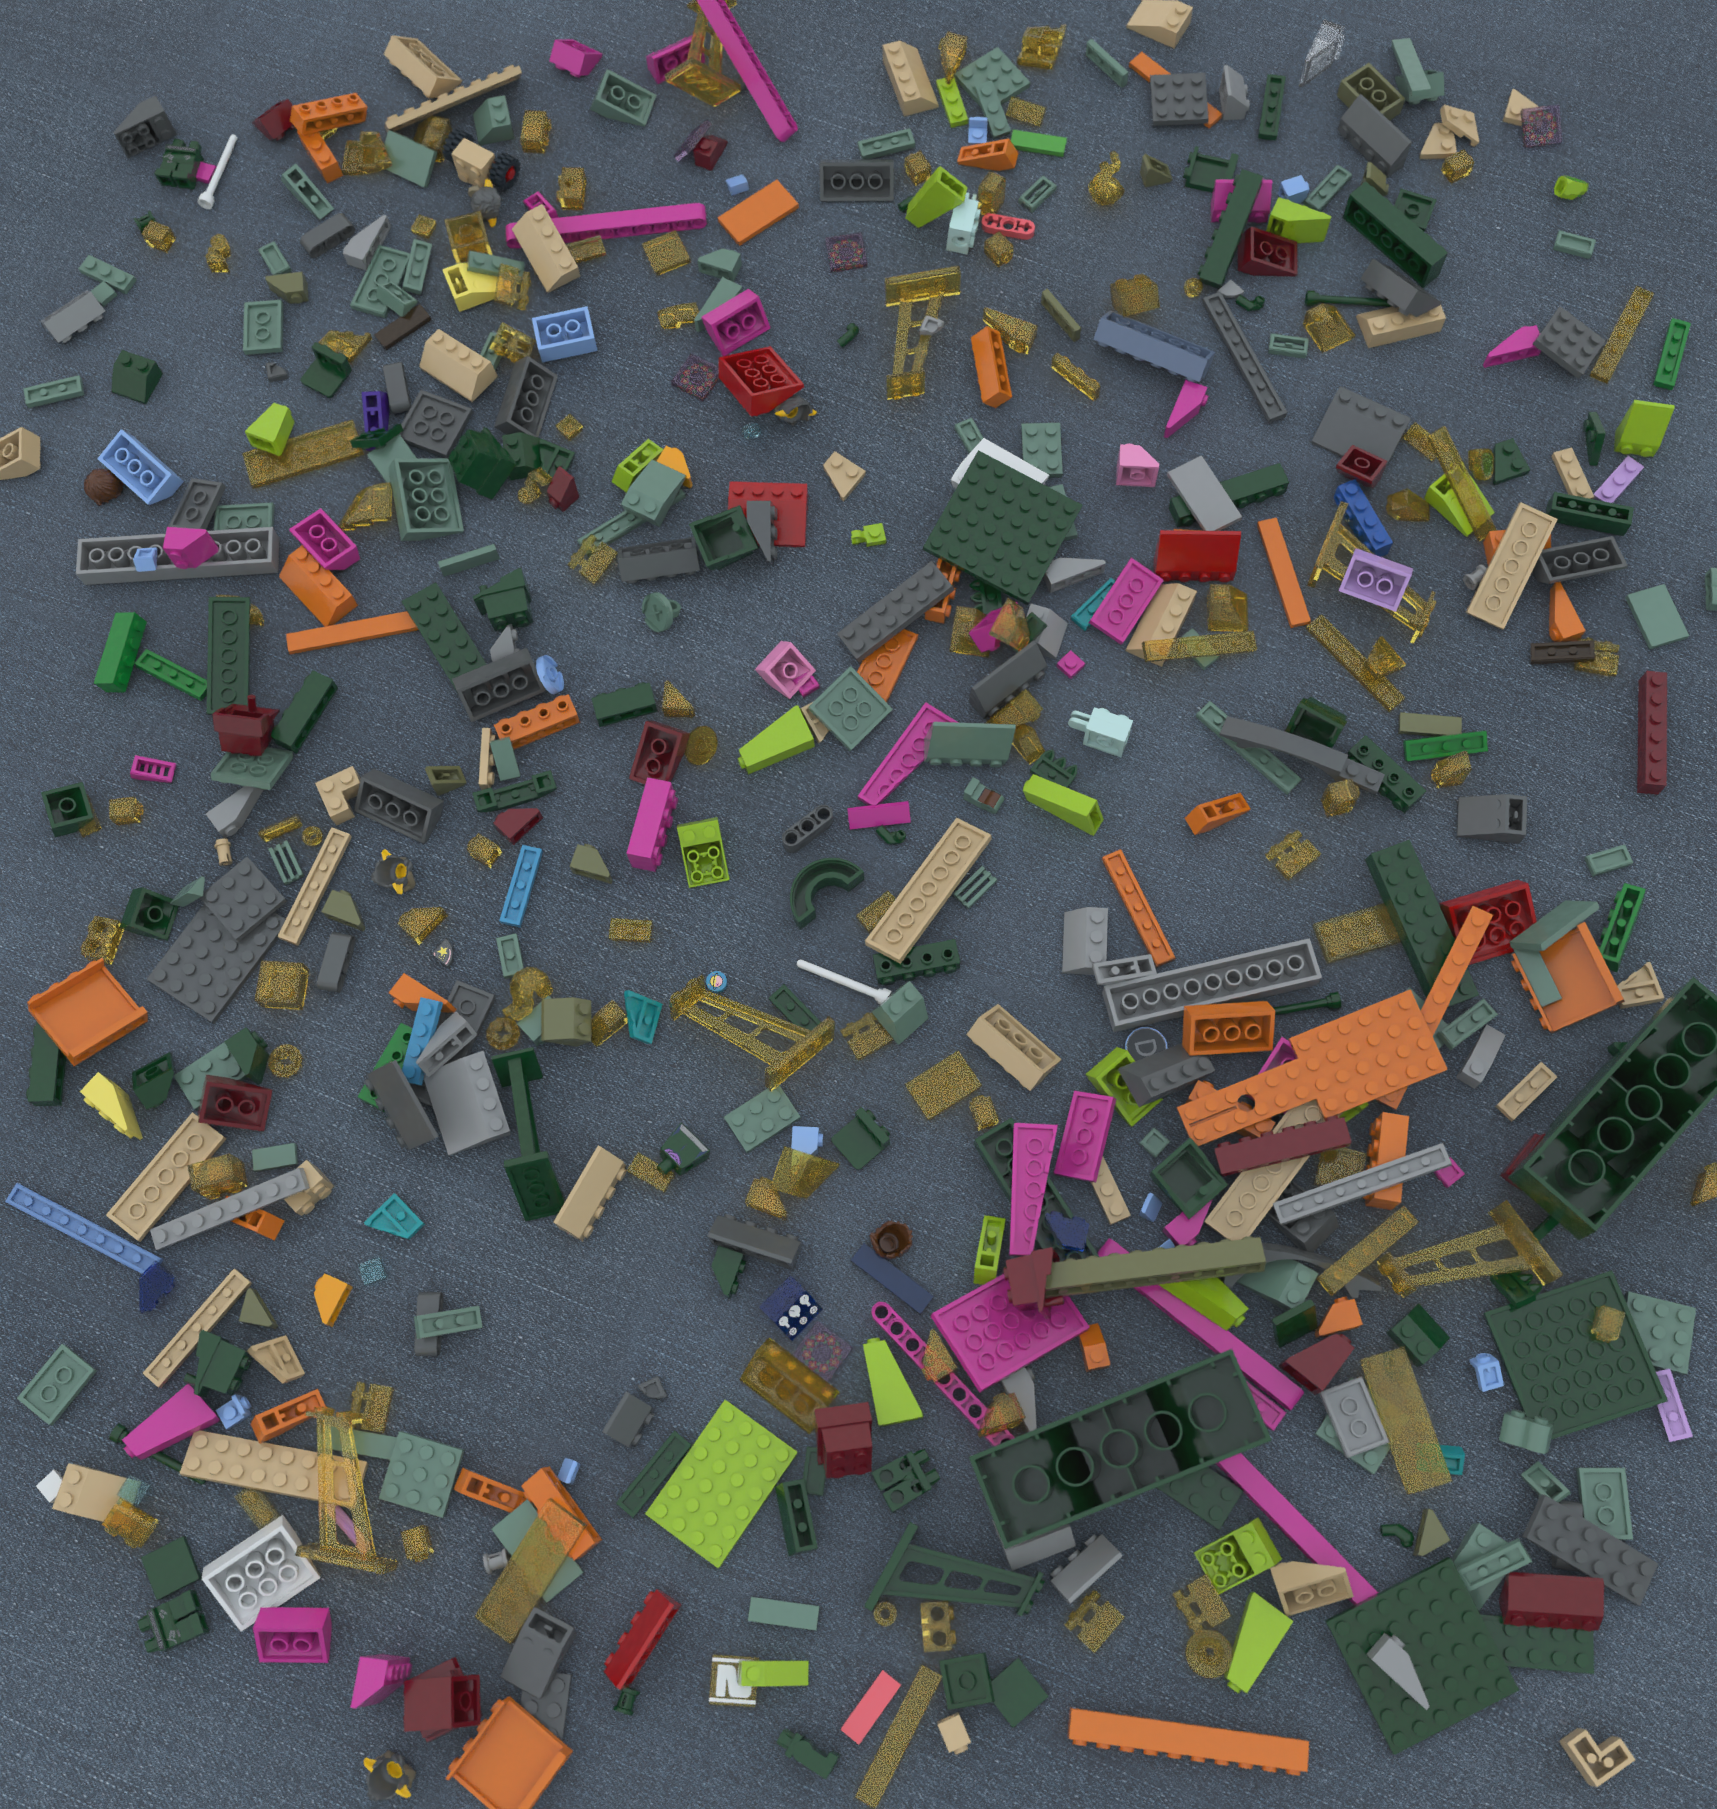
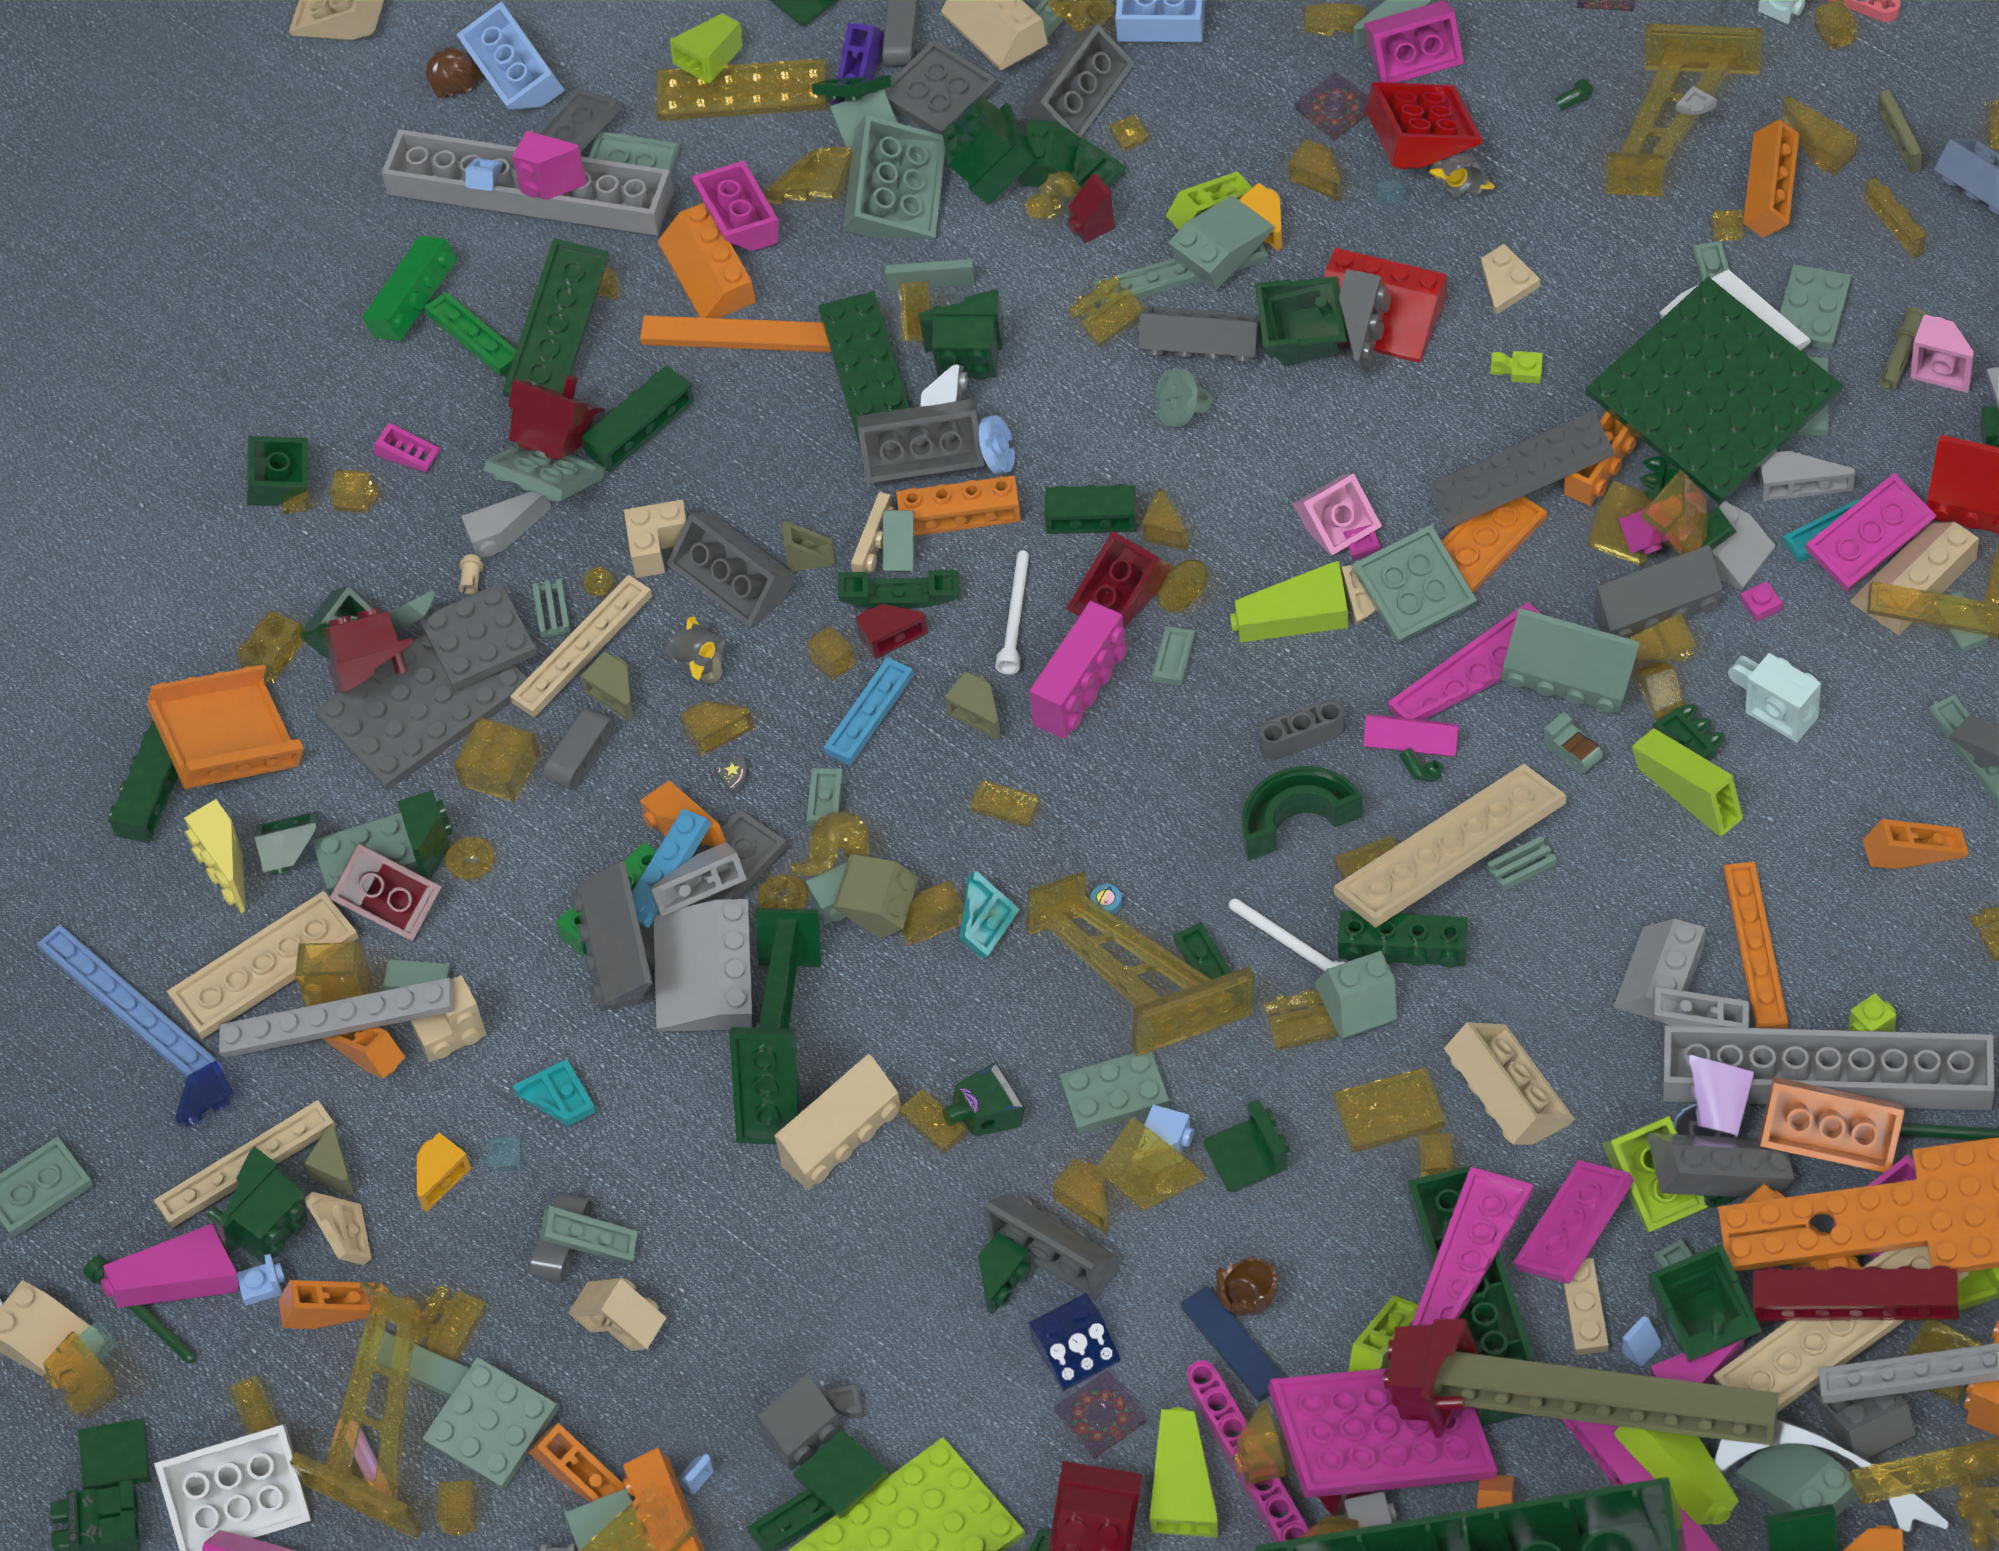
camera: 20 degrees right, 15 degrees down
(167, 930) = (361, 646): none -> dark red piece
(260, 1466) = (275, 1358): tan plate -> none
(280, 828) = (557, 561): clear yellow slope -> none
(466, 588) = (913, 300): none -> clear yellow slope
(482, 1371) = (620, 1310): none -> tan brick
(601, 825) = (1008, 658): none -> white piece
(667, 1448) = (841, 1474): none -> dark green tile
(699, 426) = (1315, 169): none -> clear yellow slope
(703, 852) = (1141, 725): lime slope -> none
(708, 795) = (1173, 656): none -> sand green tile
(788, 1384) = (1033, 1434): clear yellow slope -> none
(971, 405) = (1727, 225): none -> clear yellow plate
(1068, 1233) = (1504, 1328): clear blue slope -> none
(1107, 459) = (1903, 347): none -> olive pin
(1153, 1025) = (1720, 1094): none -> lavender slope
(1228, 943) = (1873, 1015): none -> lime brick

